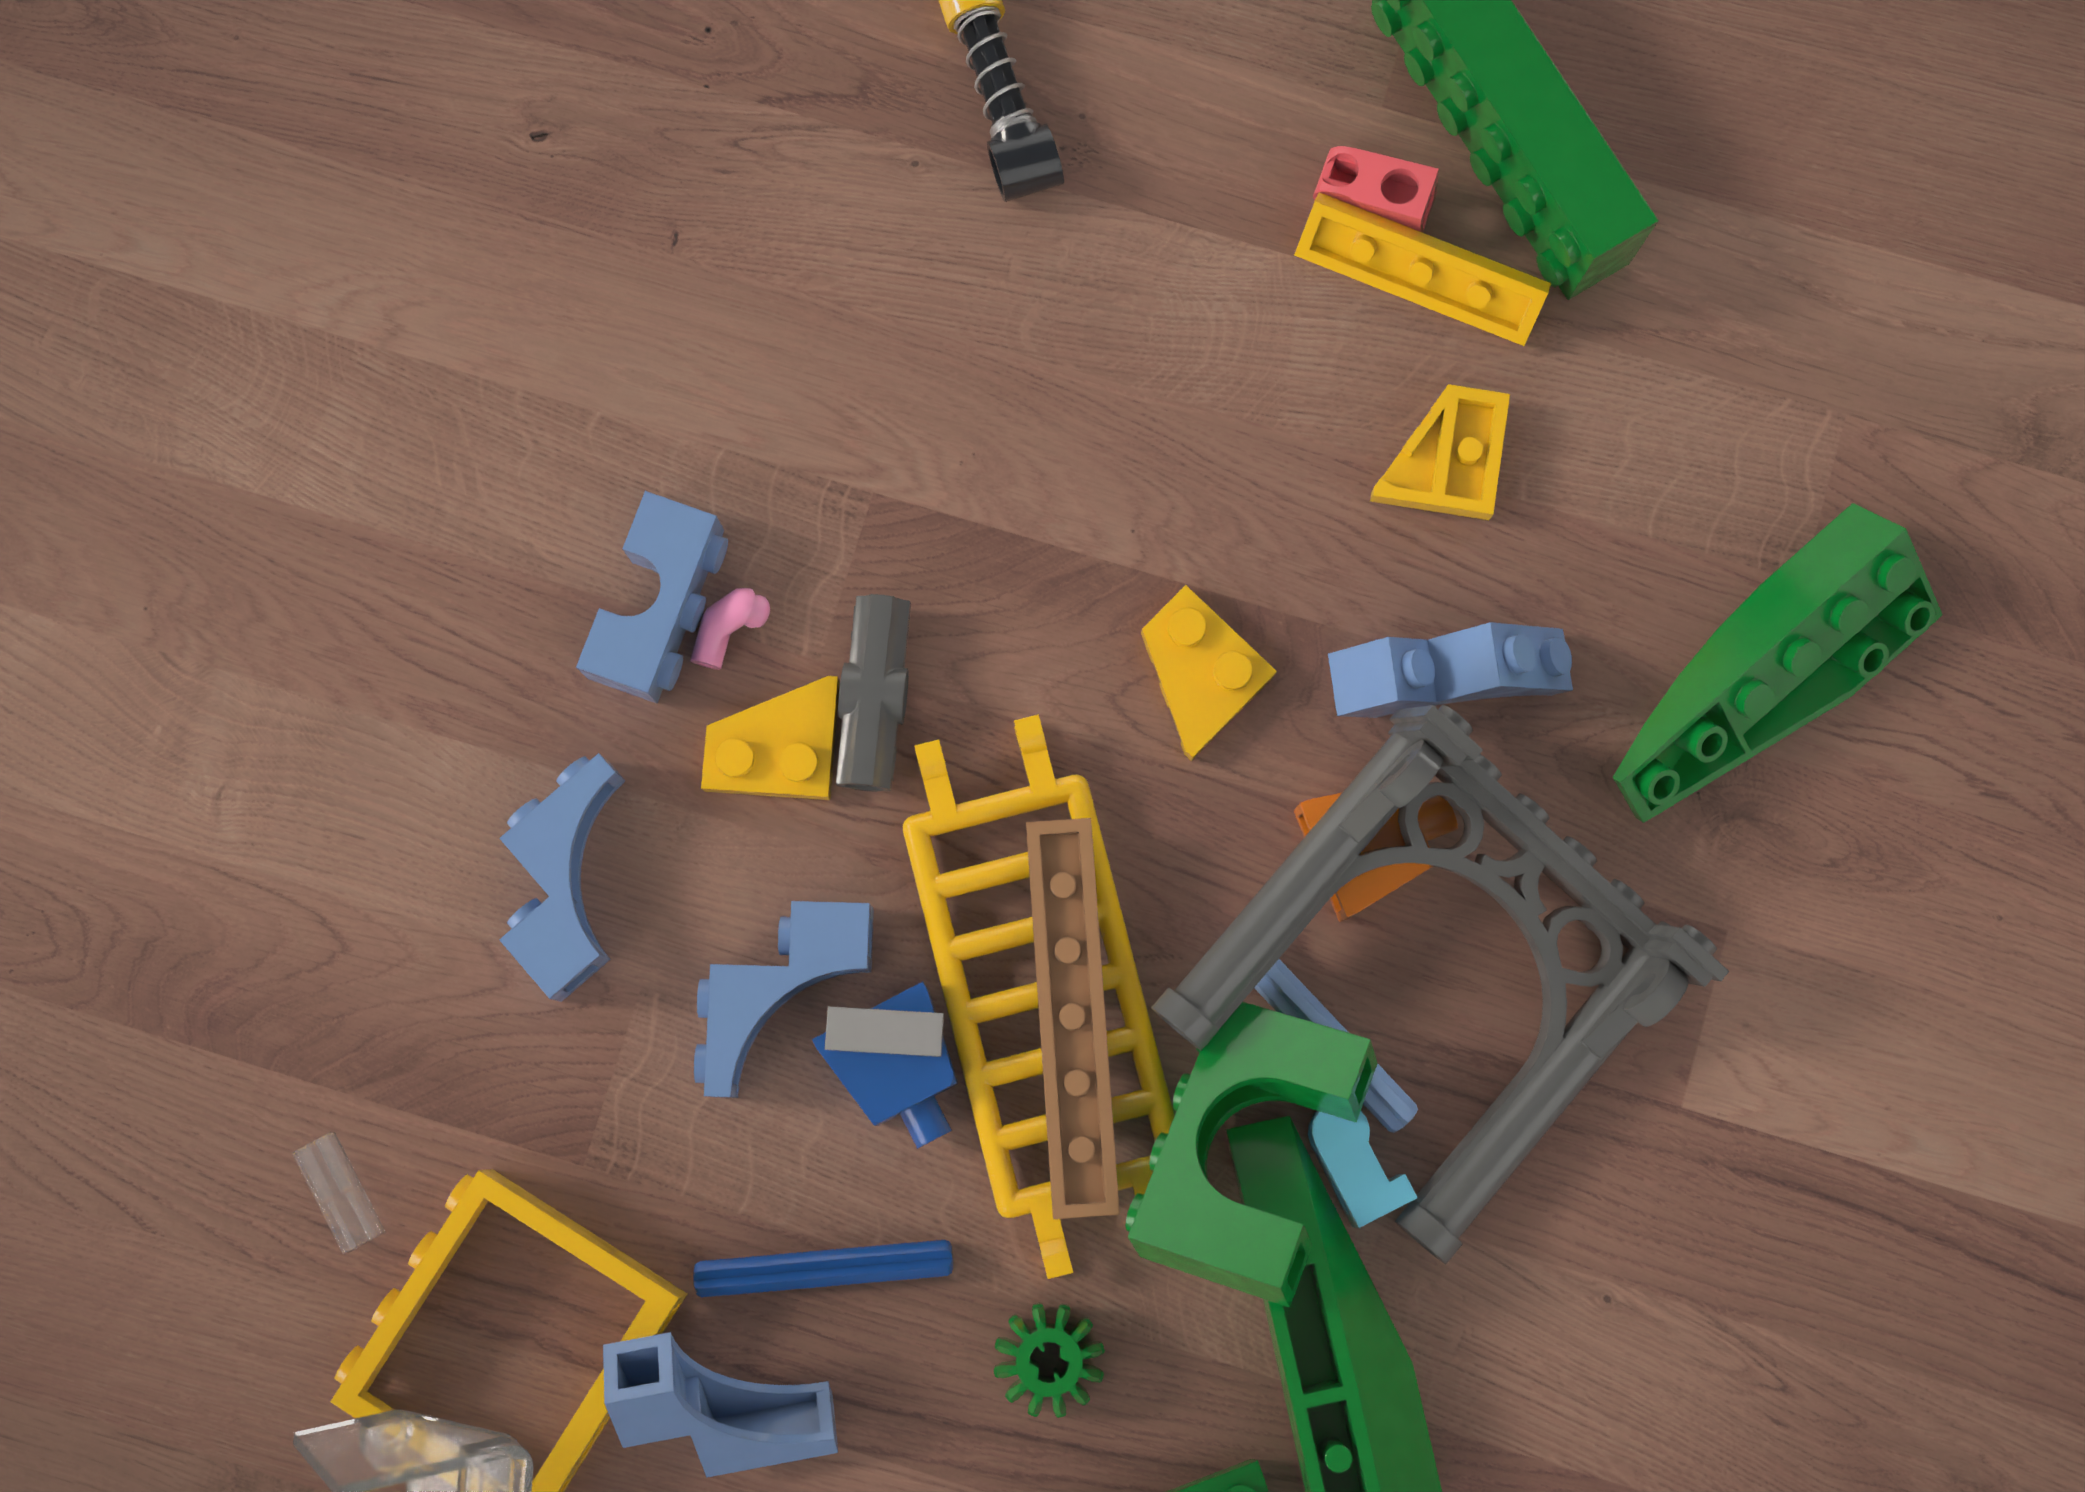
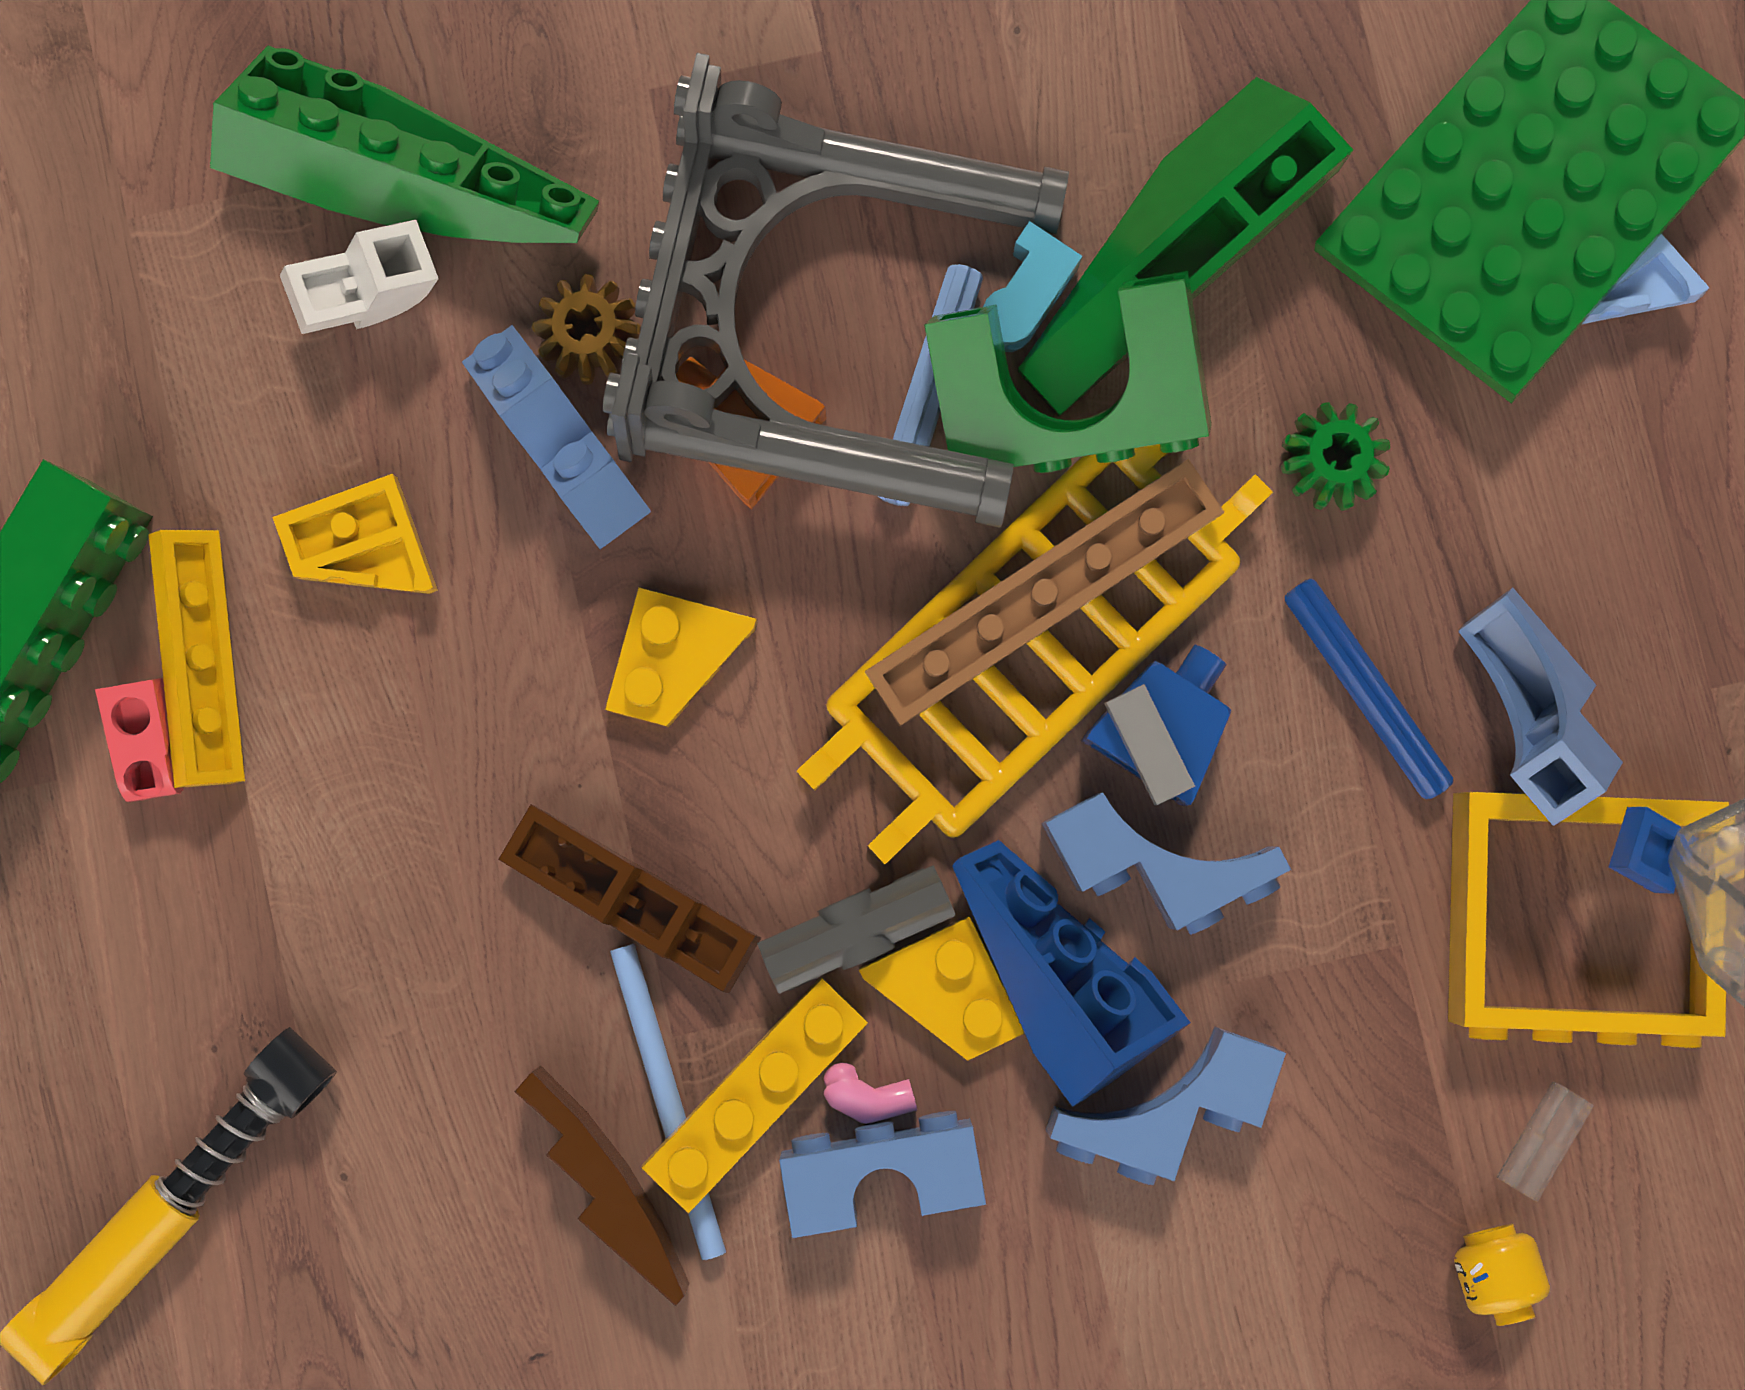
camera: 120 degrees left, 5 degrees up
(250, 1082) = (1501, 1274): none -> yellow head
(535, 1423) = (1644, 849): none -> blue plate
(715, 847) = (1073, 995): none -> blue wedge
(755, 369) = (620, 1208): none -> reddish brown slope
(784, 530) = (754, 1095): none -> yellow plate
(821, 457) = (662, 1082): none -> light blue piece
(1010, 517) = (629, 898): none -> reddish brown slope
(1554, 763) = (584, 308): none -> pearl gold gear
(1676, 581) = (371, 282): none -> white brick

